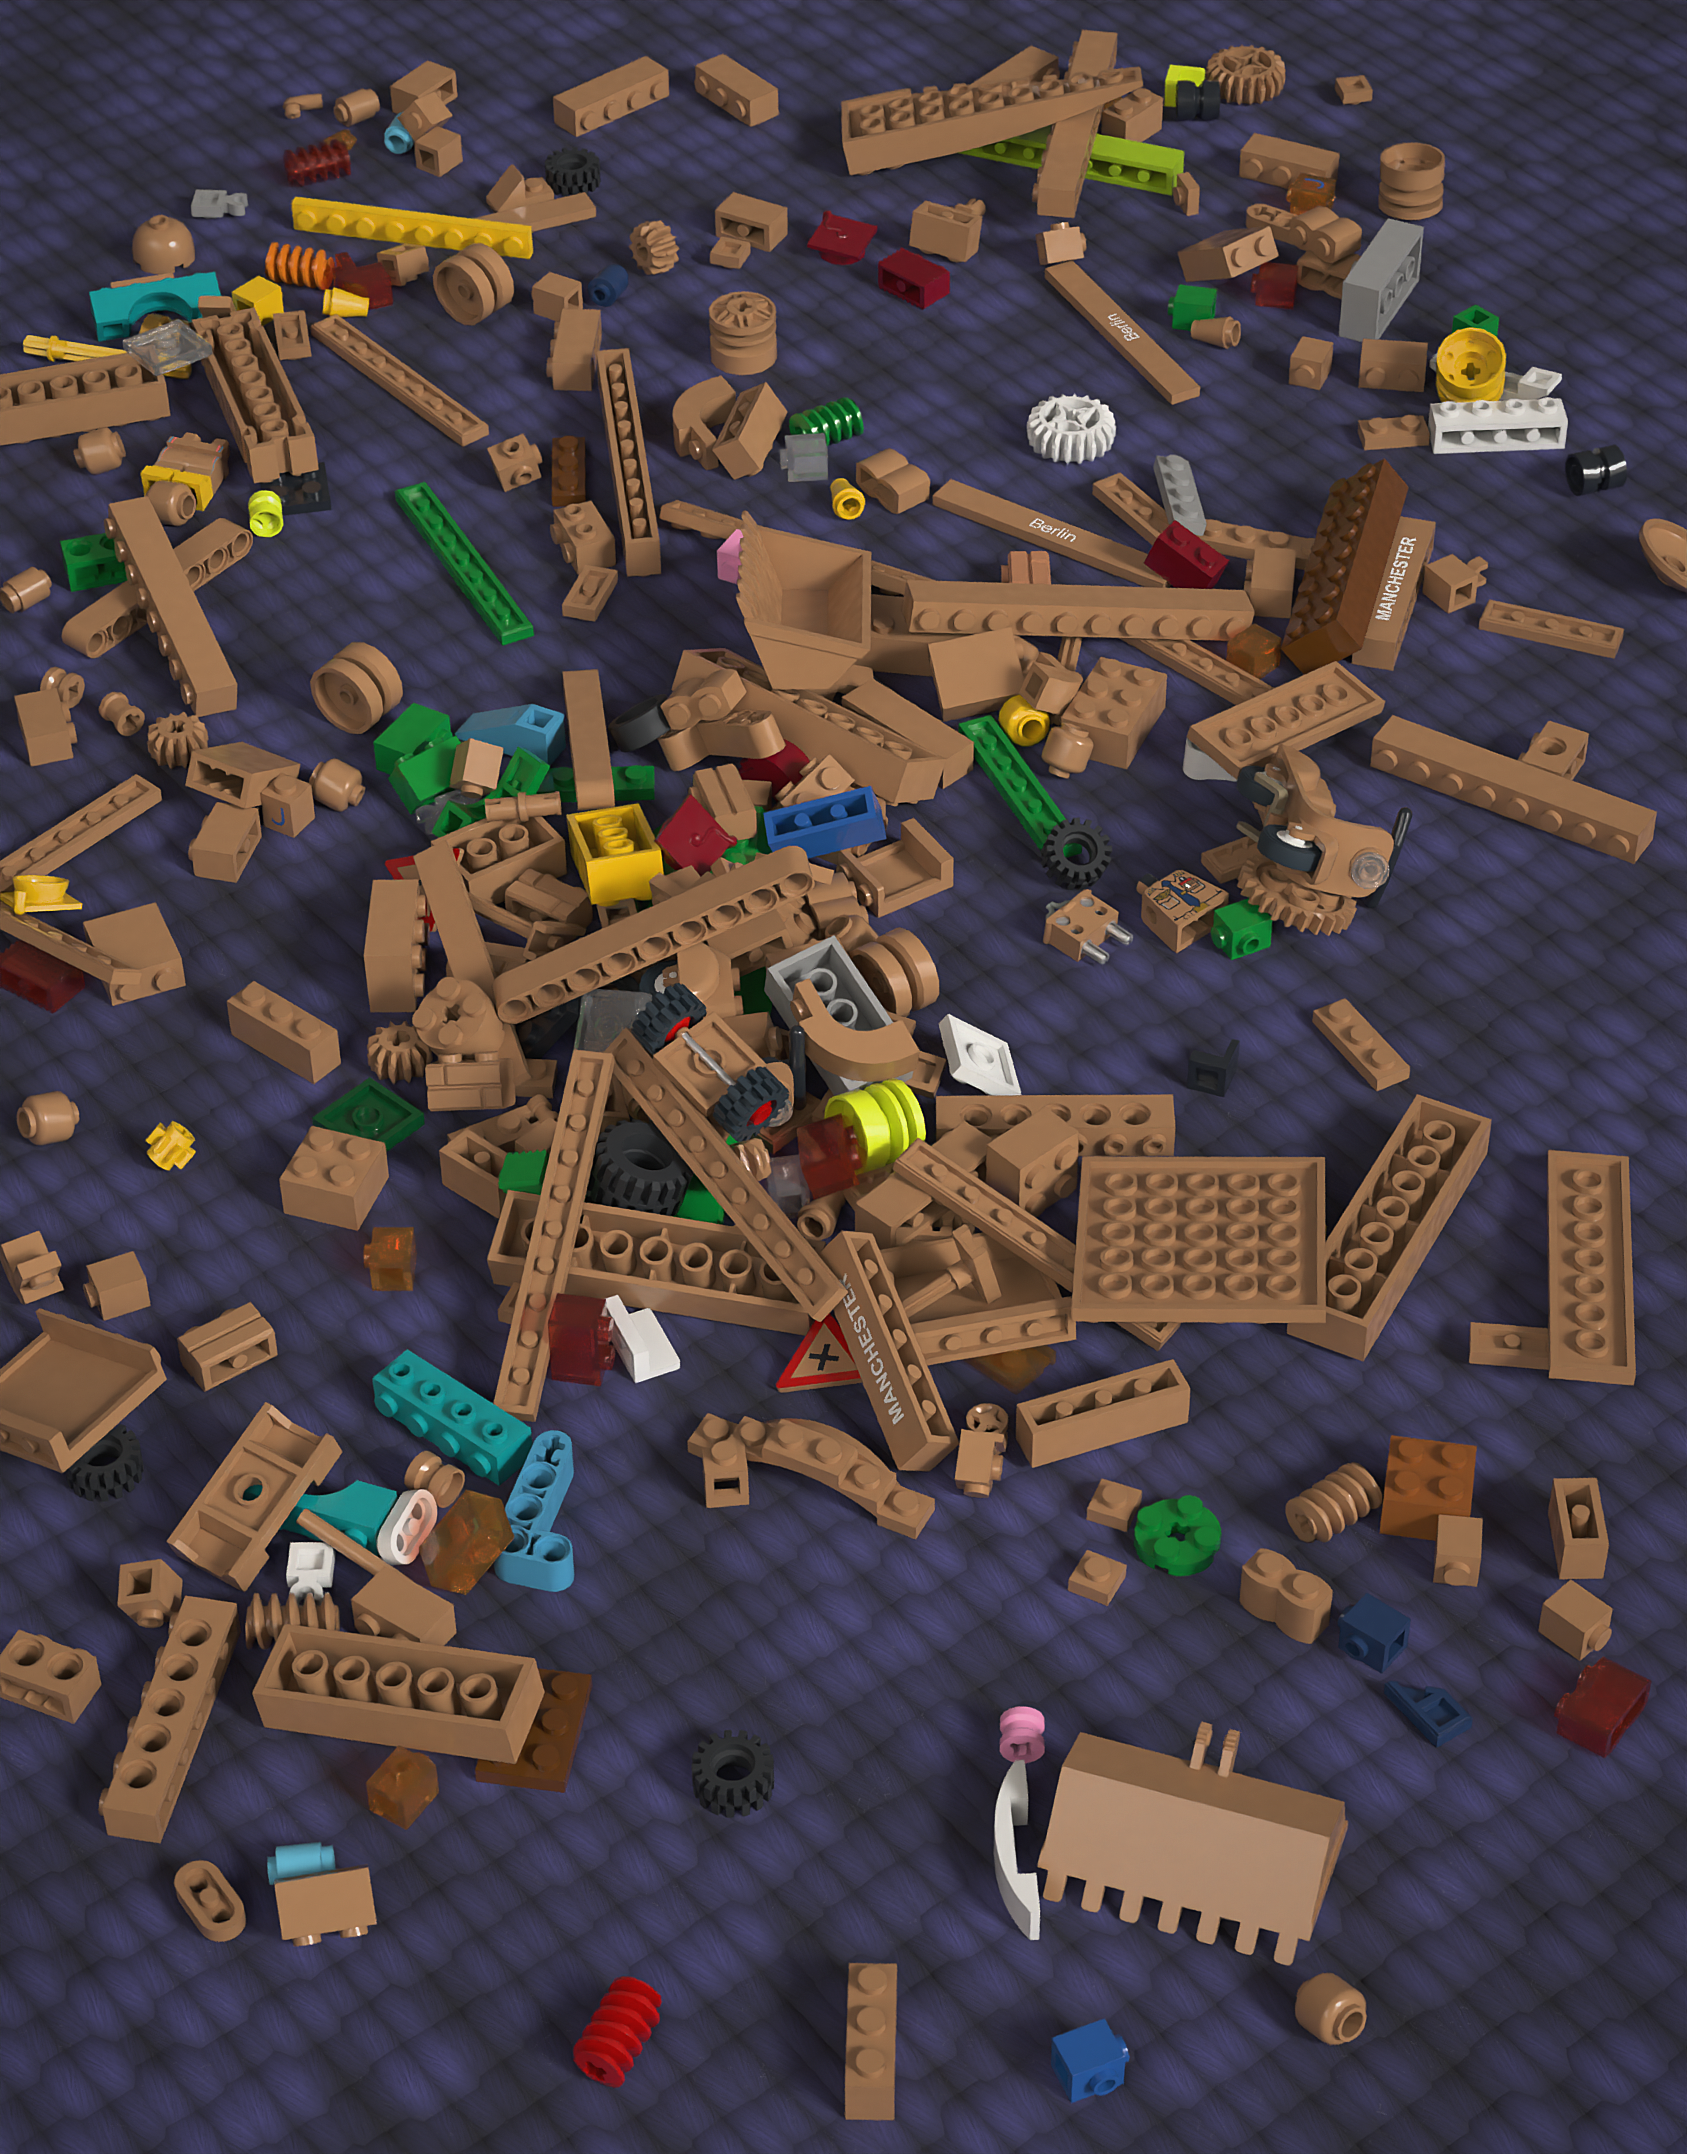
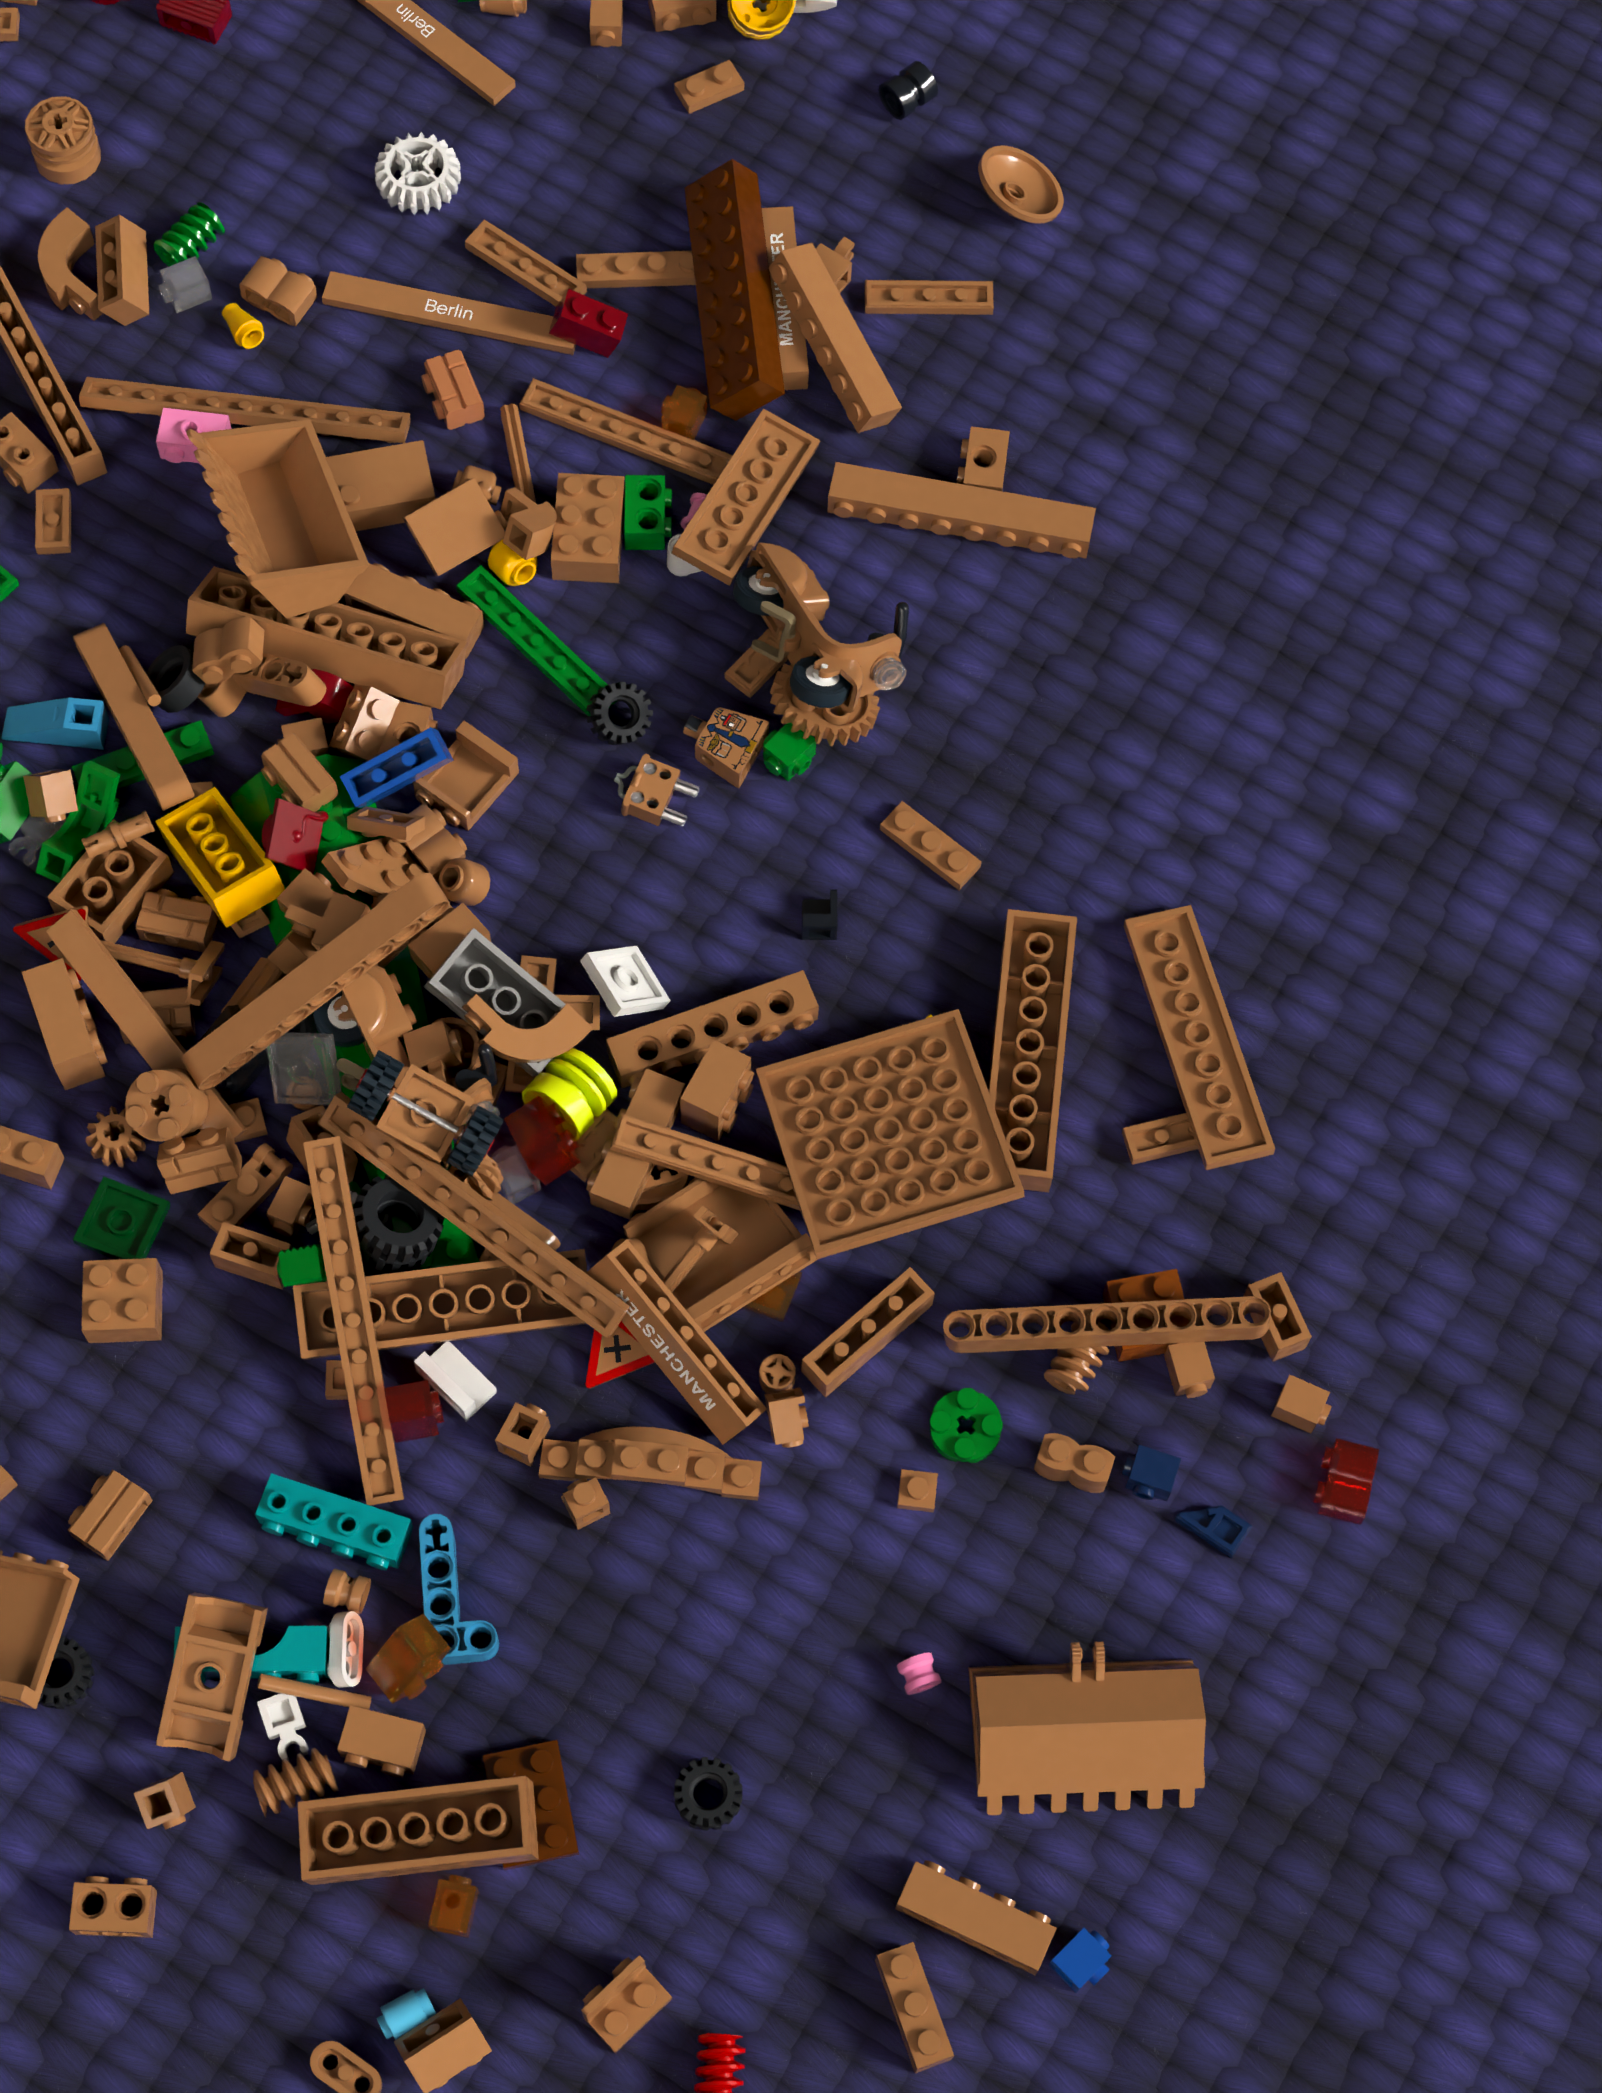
camera: 25 degrees left, 25 degrees up
(170, 1719) = (258, 2008): medium nougat brick -> none
(391, 1258) = (209, 1369): clear orange brick -> none
(543, 1923) = (624, 2003): none -> medium nougat bracket
(610, 712) = (140, 676): none -> medium nougat bar
(686, 1399) = (520, 1419): none -> medium nougat brick
(820, 1216) = (554, 1198): medium nougat cone -> none
(898, 971) = (519, 915): medium nougat wheel -> none
(983, 1980) = (975, 1917): none -> medium nougat brick
(1017, 1890) = (976, 1828): white slope -> none
(1067, 750) = (566, 589): medium nougat head -> none
(1076, 610) = (516, 424): medium nougat brick -> none
(1114, 1505) = (904, 1412): medium nougat plate -> none
(1176, 709) = (646, 512): none -> green brick
(1179, 493) = (548, 233): light grey plate -> none
(1271, 581) = (669, 319): medium nougat brick -> none
(1330, 2009) = (1241, 1844): medium nougat head -> none
(1374, 1460) = (1122, 1314): none -> medium nougat beam
(1434, 623) = (834, 337): none -> medium nougat brick
(1497, 425) = (801, 55): white brick -> none

